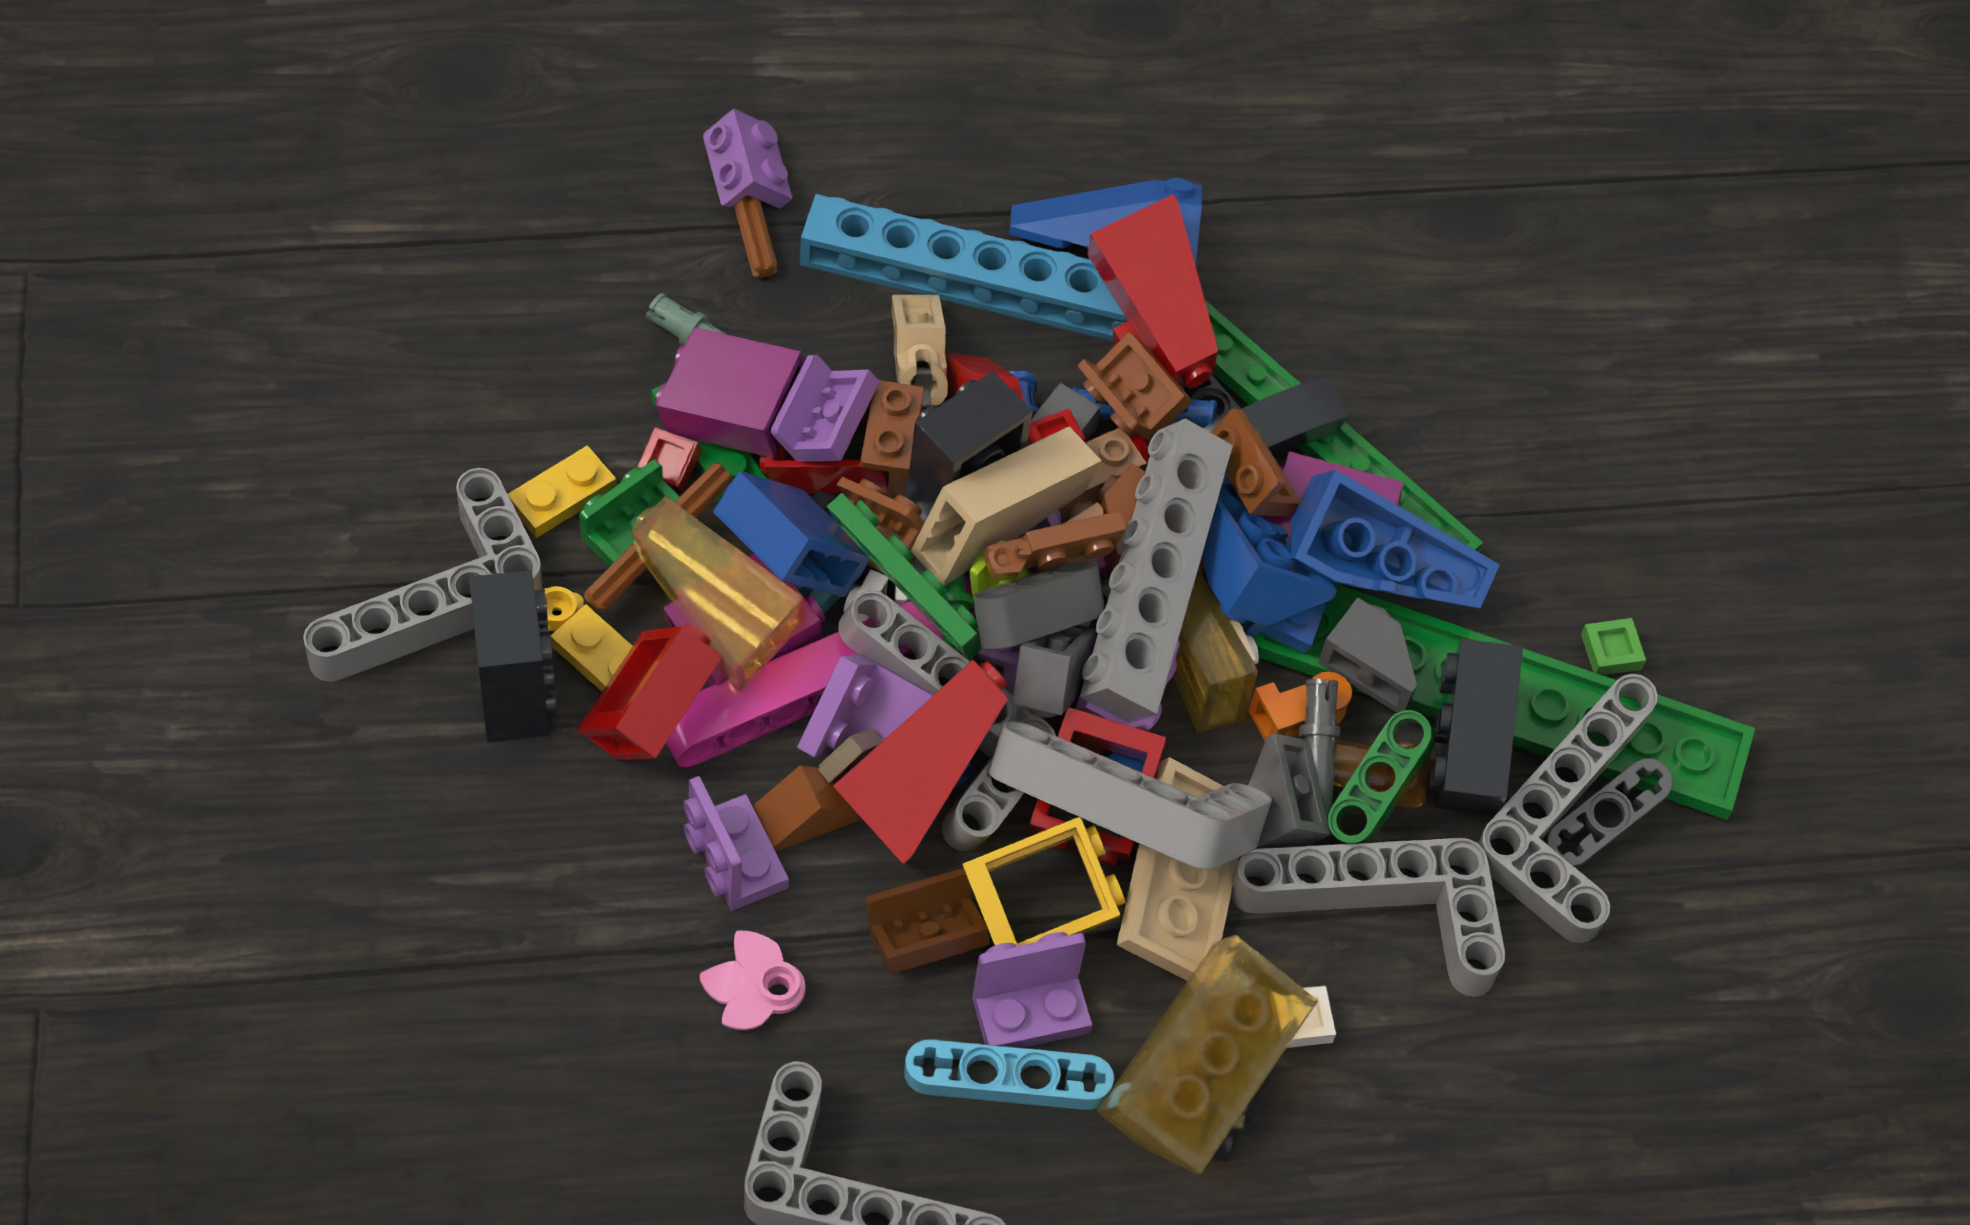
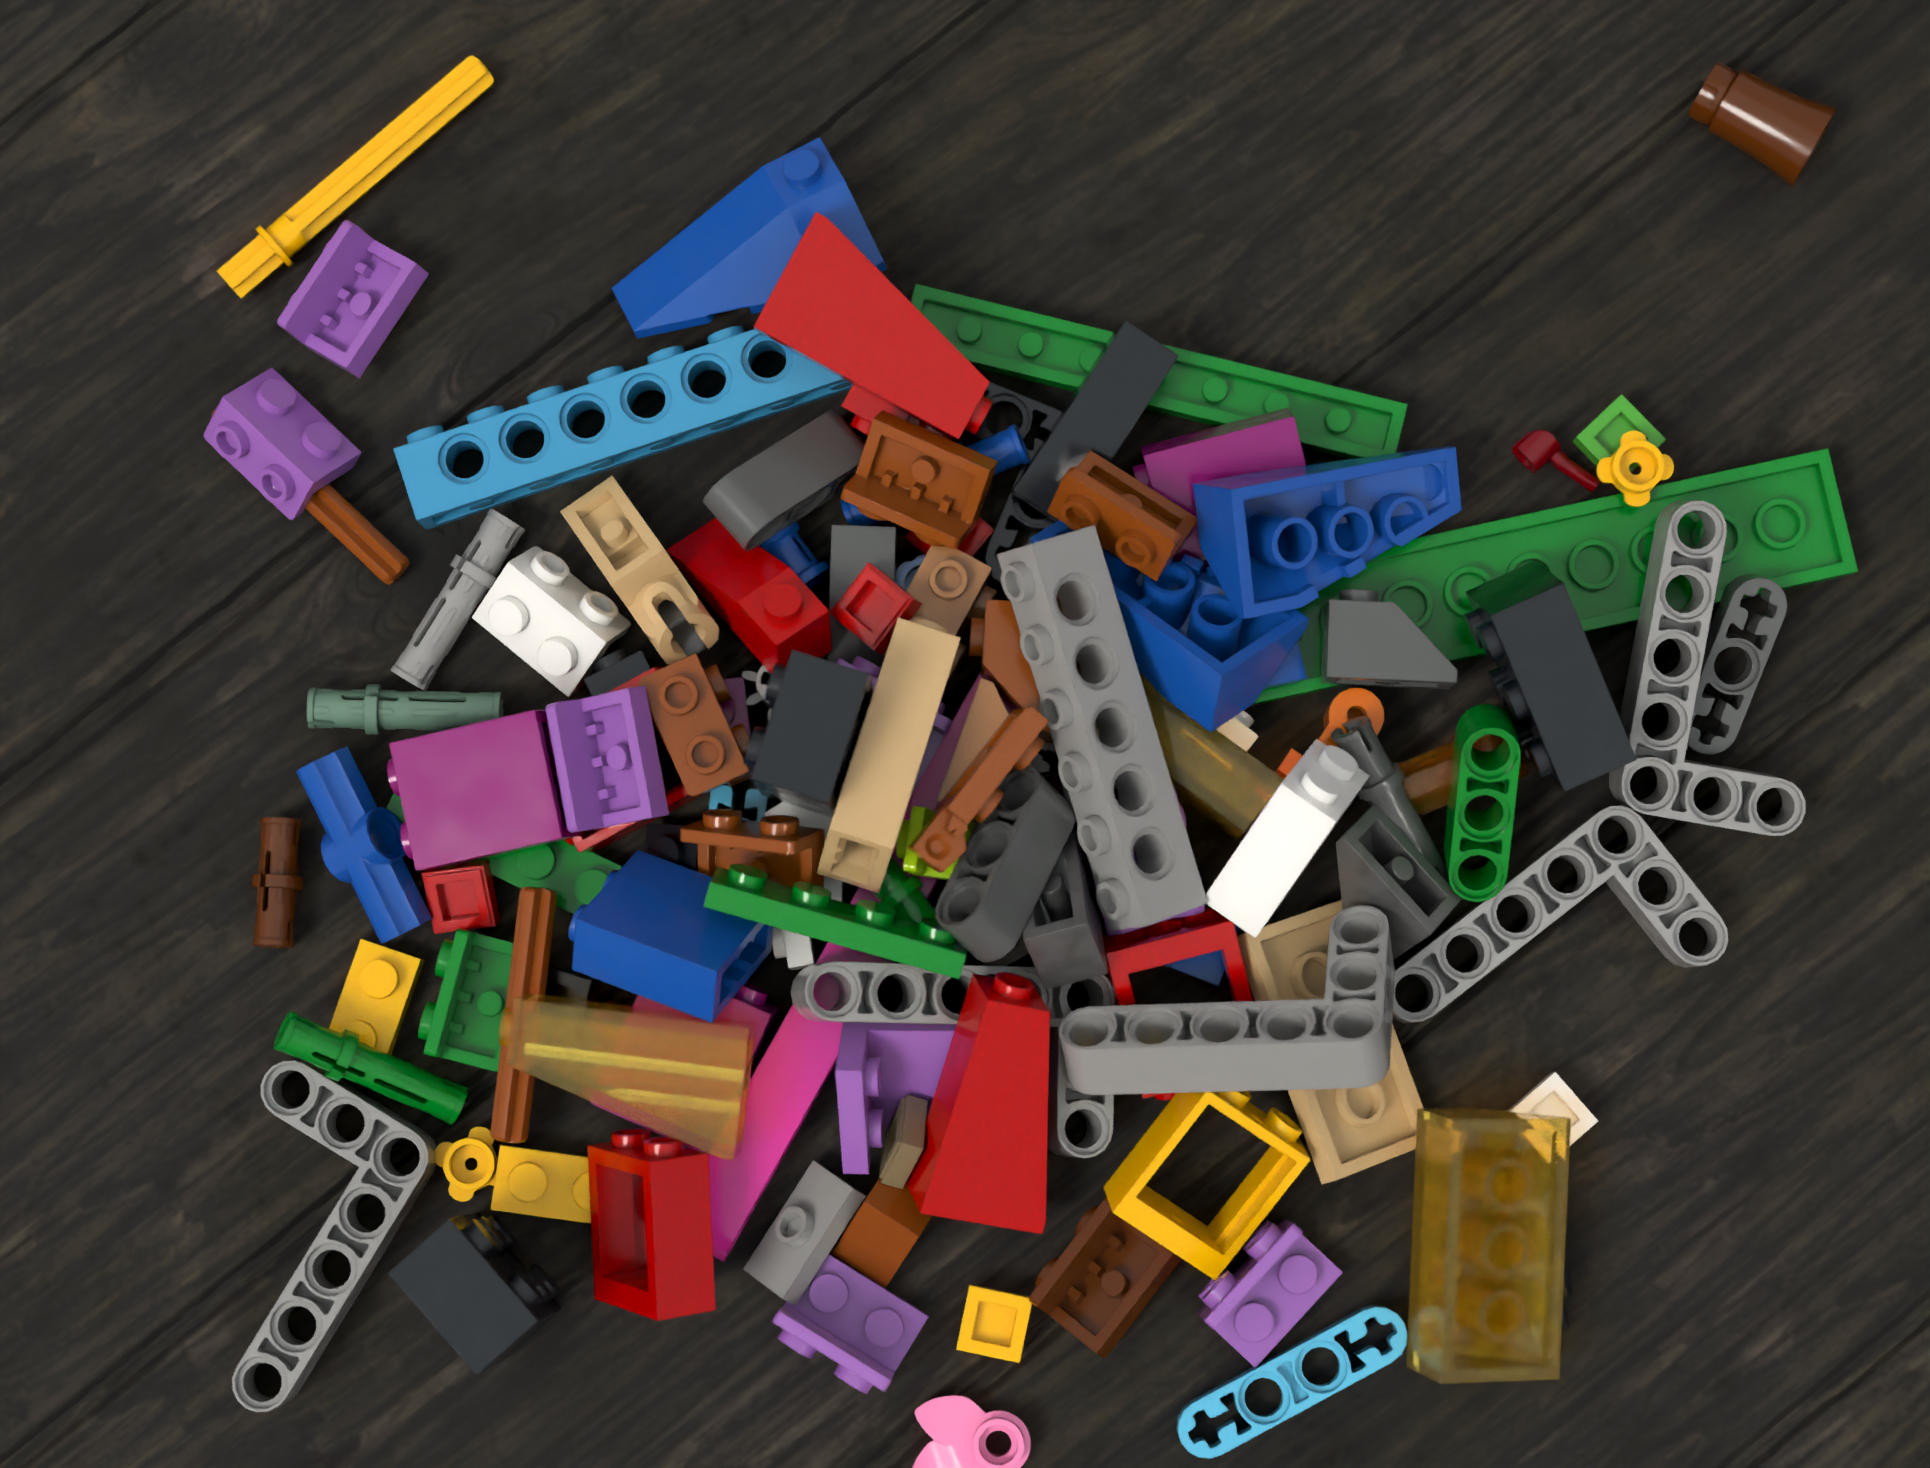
camera: 20 degrees left, 25 degrees up
(536, 505) = (348, 1058): none -> green pin
(559, 386) = (277, 882): none -> reddish brown pin
(630, 392) = (363, 844): none -> blue piece
(747, 775) = (804, 1232): none -> light grey plate
(810, 297) = (463, 590): none -> light grey pin
(830, 909) = (994, 1323): none -> yellow plate
(842, 336) = (550, 618): none -> white bracket
(847, 114) = (351, 299): none -> medium lavender bracket
(898, 62) = (355, 176): none -> yellow axle
(1044, 344) = (786, 480): none -> dark grey beam
(1234, 712) = (1286, 836): none -> white brick
(1557, 623) = (1540, 447): none -> dark red hand
(1617, 646) = (1653, 465): none -> yellow plate
(1826, 523) = (1762, 119): none -> reddish brown plant

